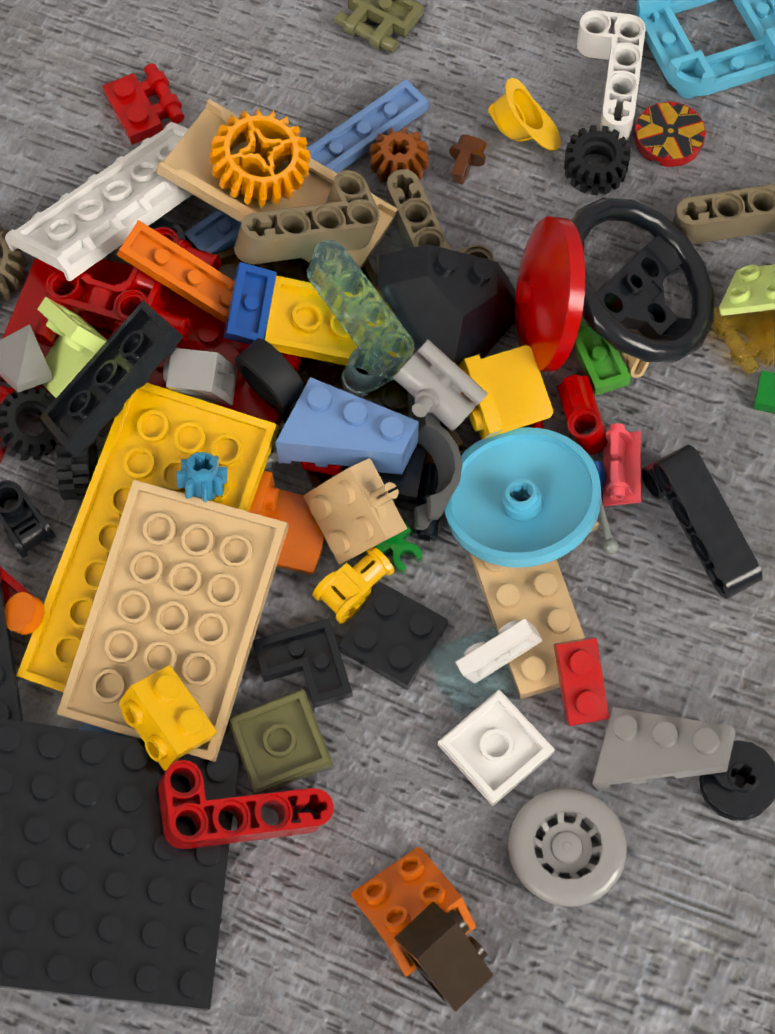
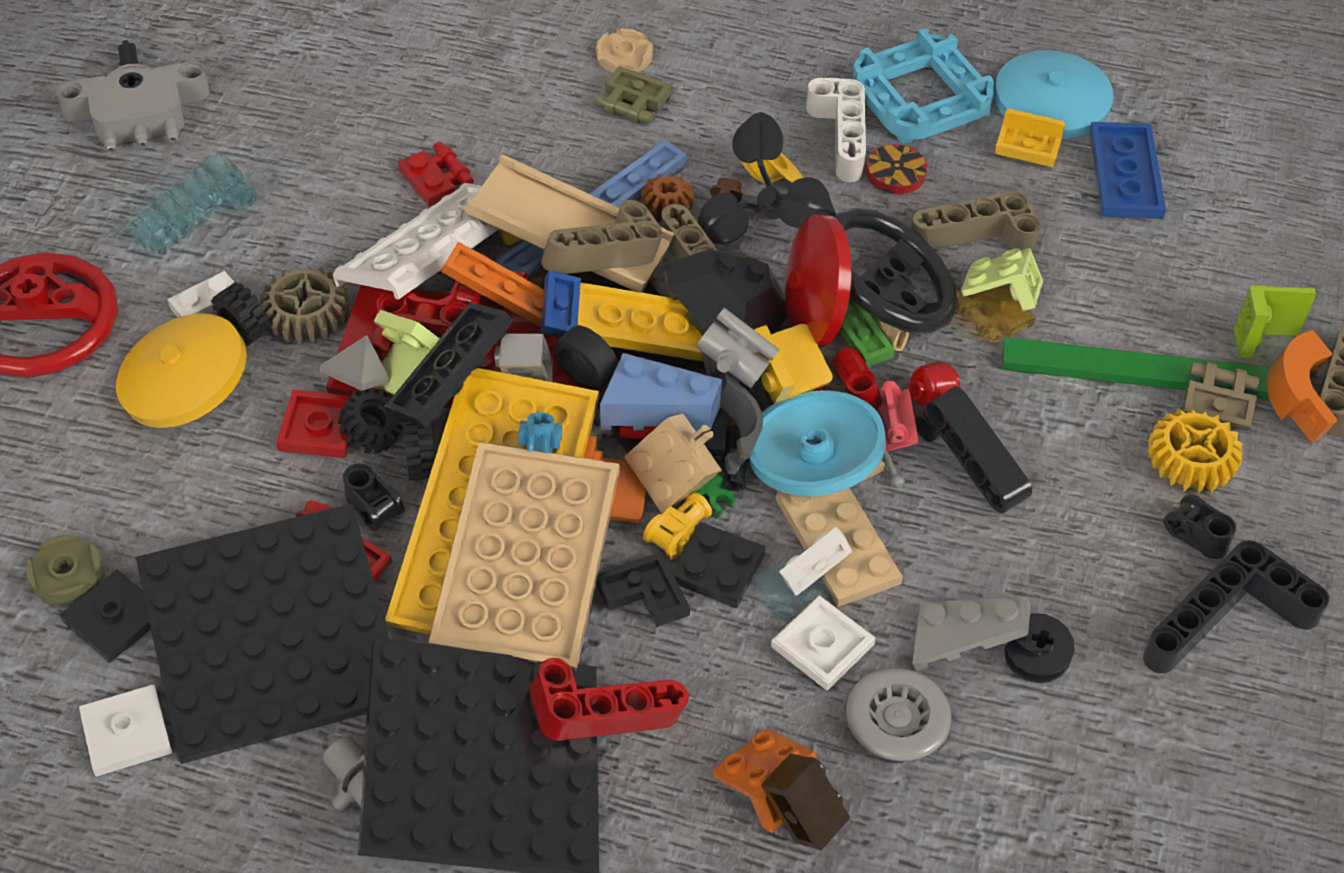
camera: 10 degrees left, 15 degrees down
(24, 613) = (387, 566): orange tile -> none
(166, 716) = (530, 629): yellow bracket -> none
(252, 169) = (556, 186): light orange gear -> none
(280, 742) = (631, 652): olive plate -> none
(332, 274) = (659, 306): clear light blue beam -> none
(544, 189) = (757, 141): none -> black plant
(581, 681) = (890, 582): red plate -> none
(597, 143) = (843, 179): black tyre -> none
(669, 428) = (931, 381): none -> red head

